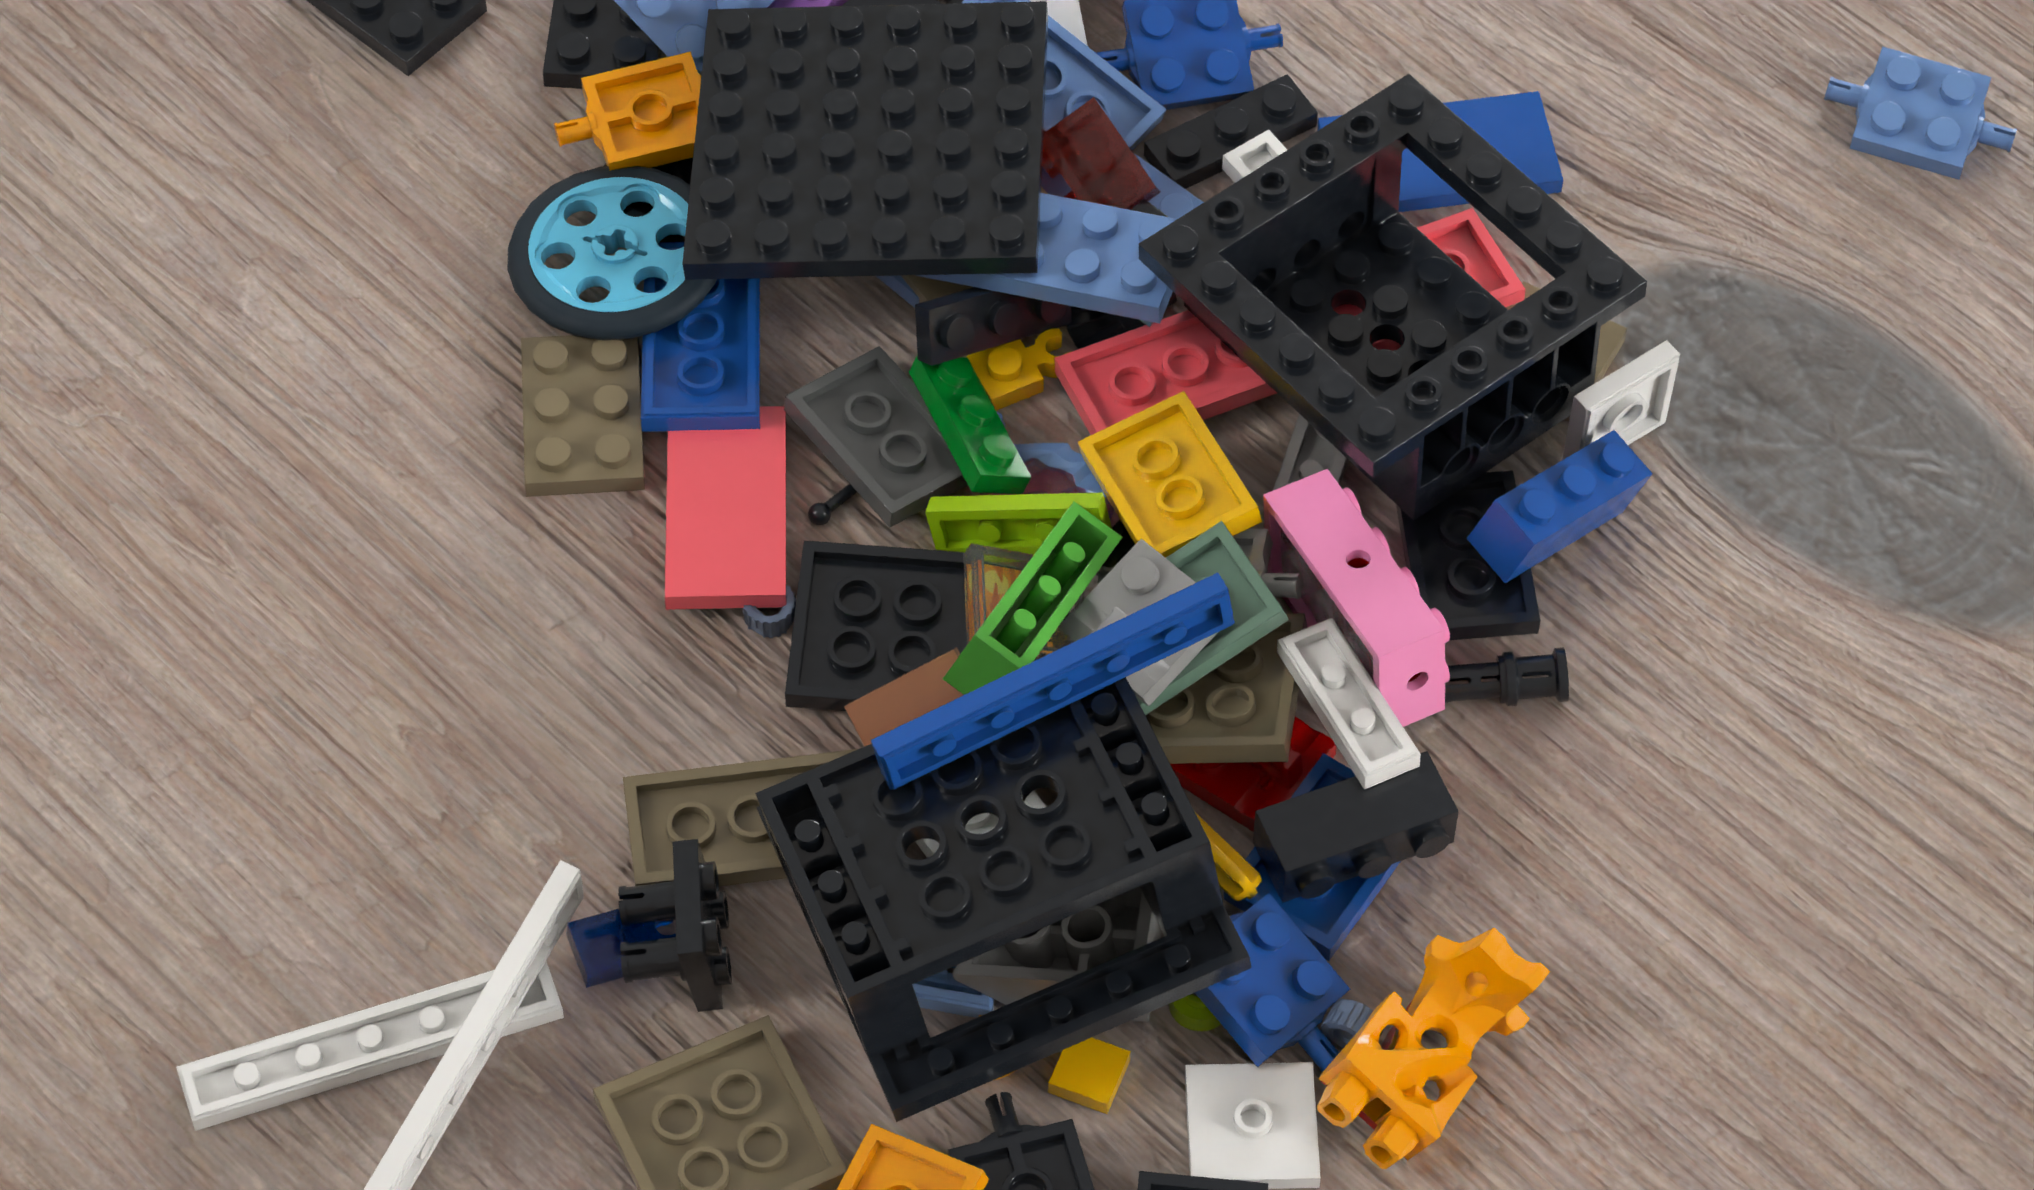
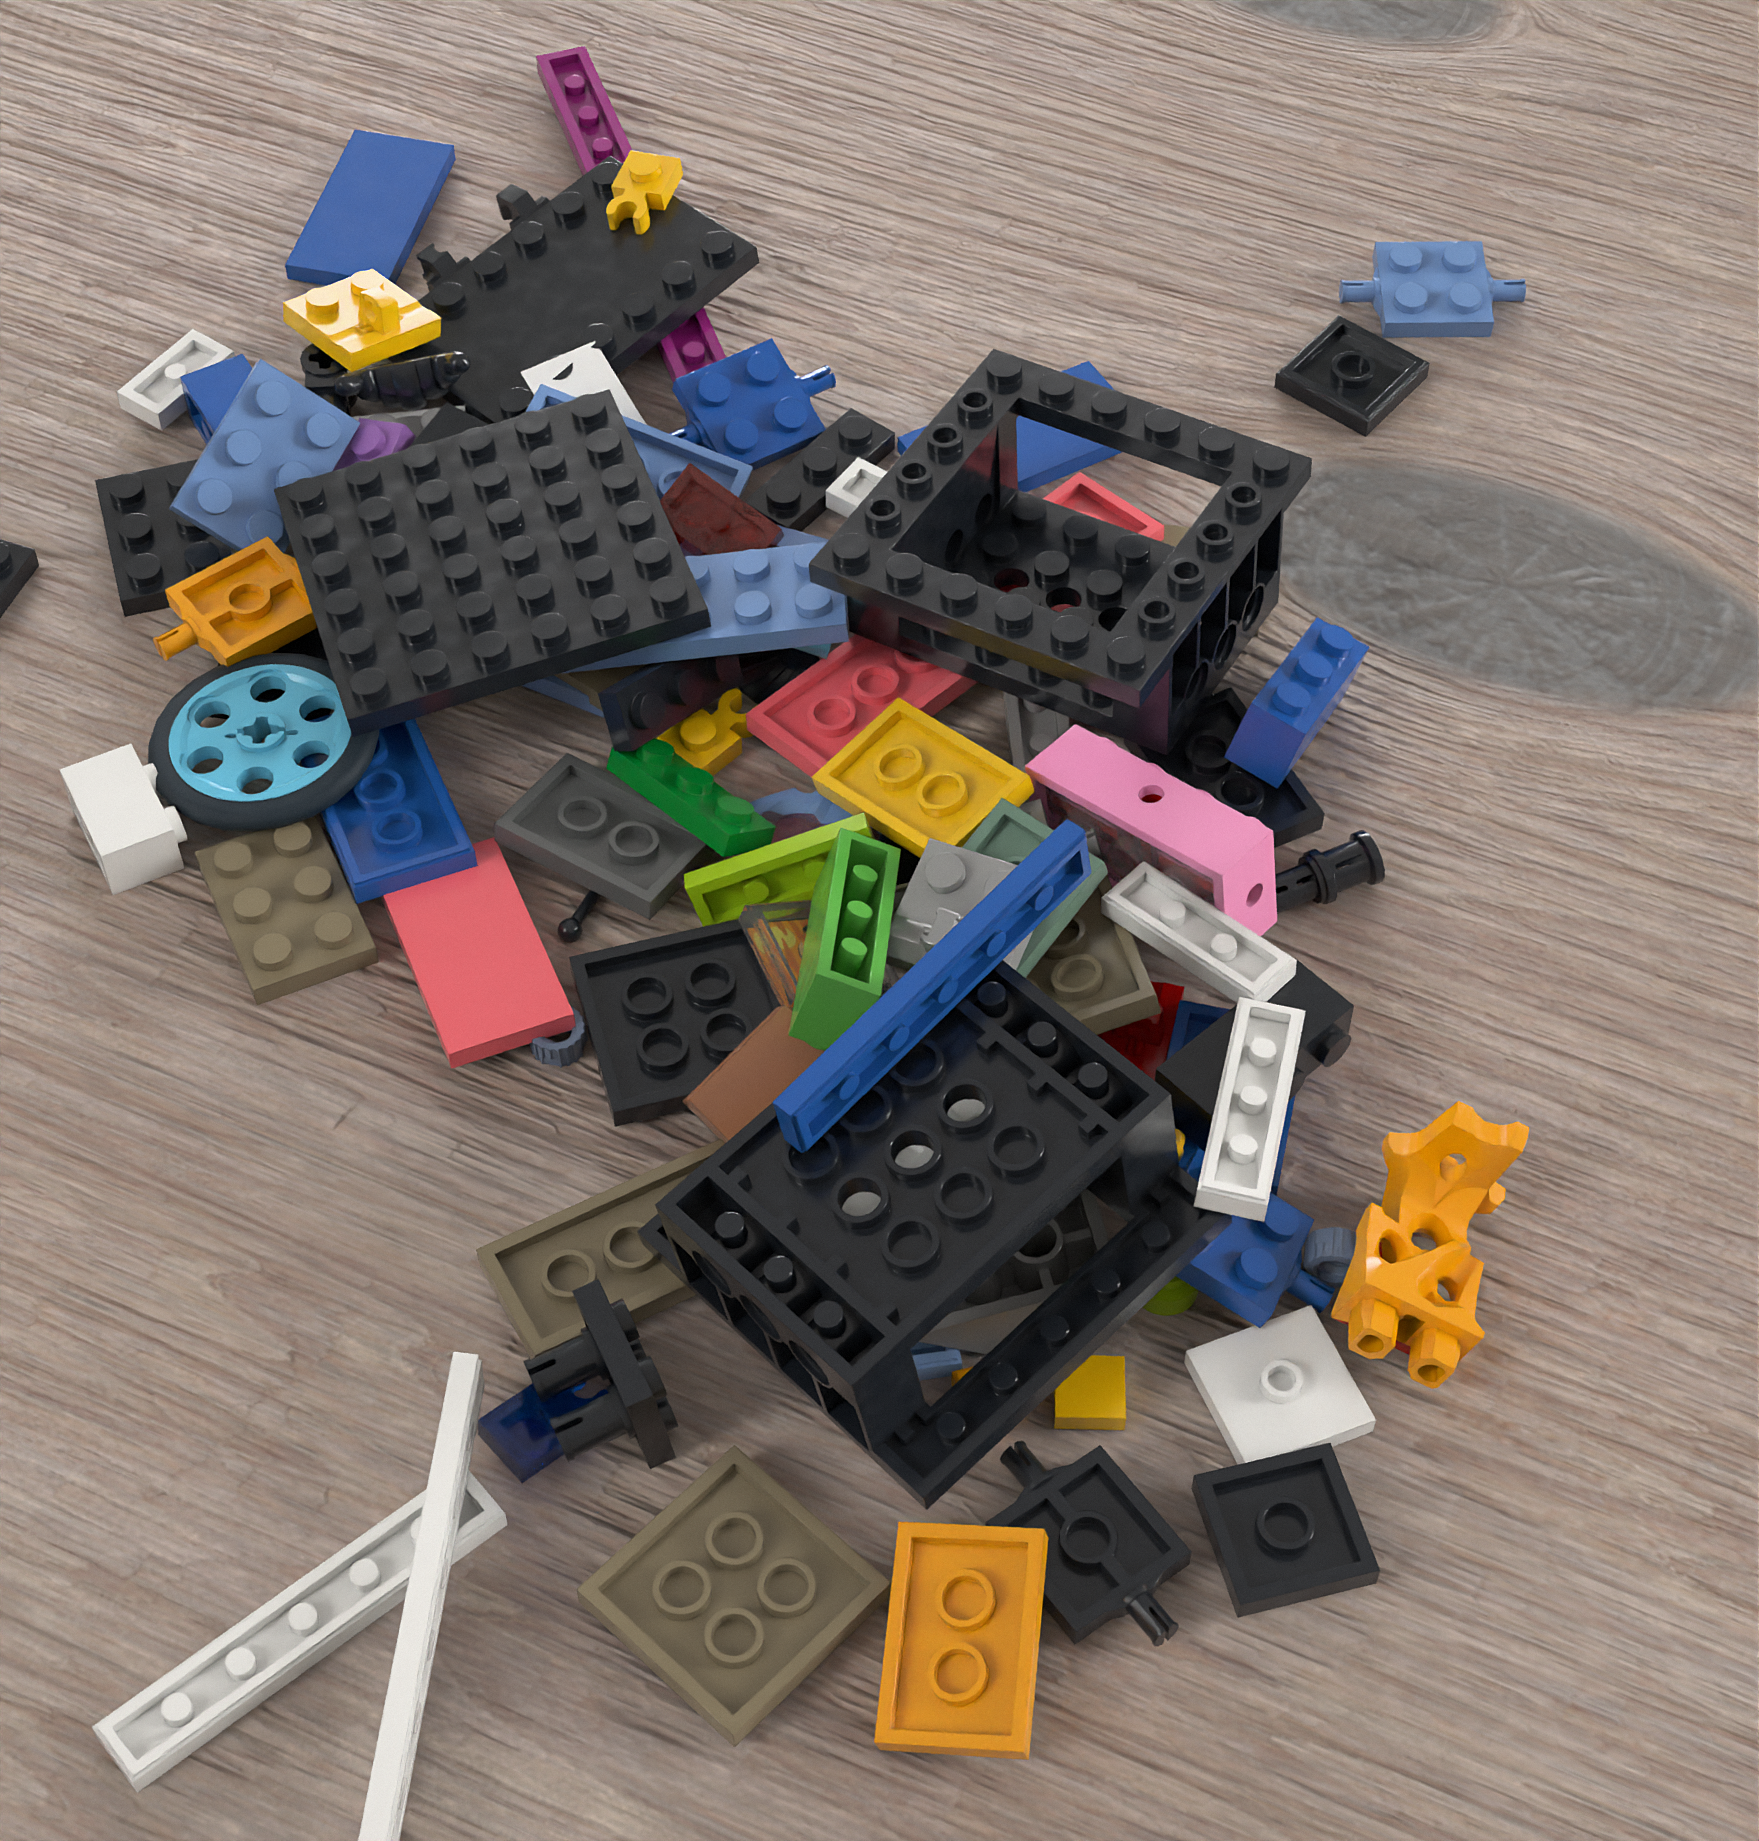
camera: 20 degrees left, 5 degrees down
(470, 288) = (124, 818): none -> white brick
(1311, 873) = (1250, 1110): none -> white tile
(1626, 401) = (1309, 592): white plate -> none
(1795, 181) = (1351, 375): none -> black tile

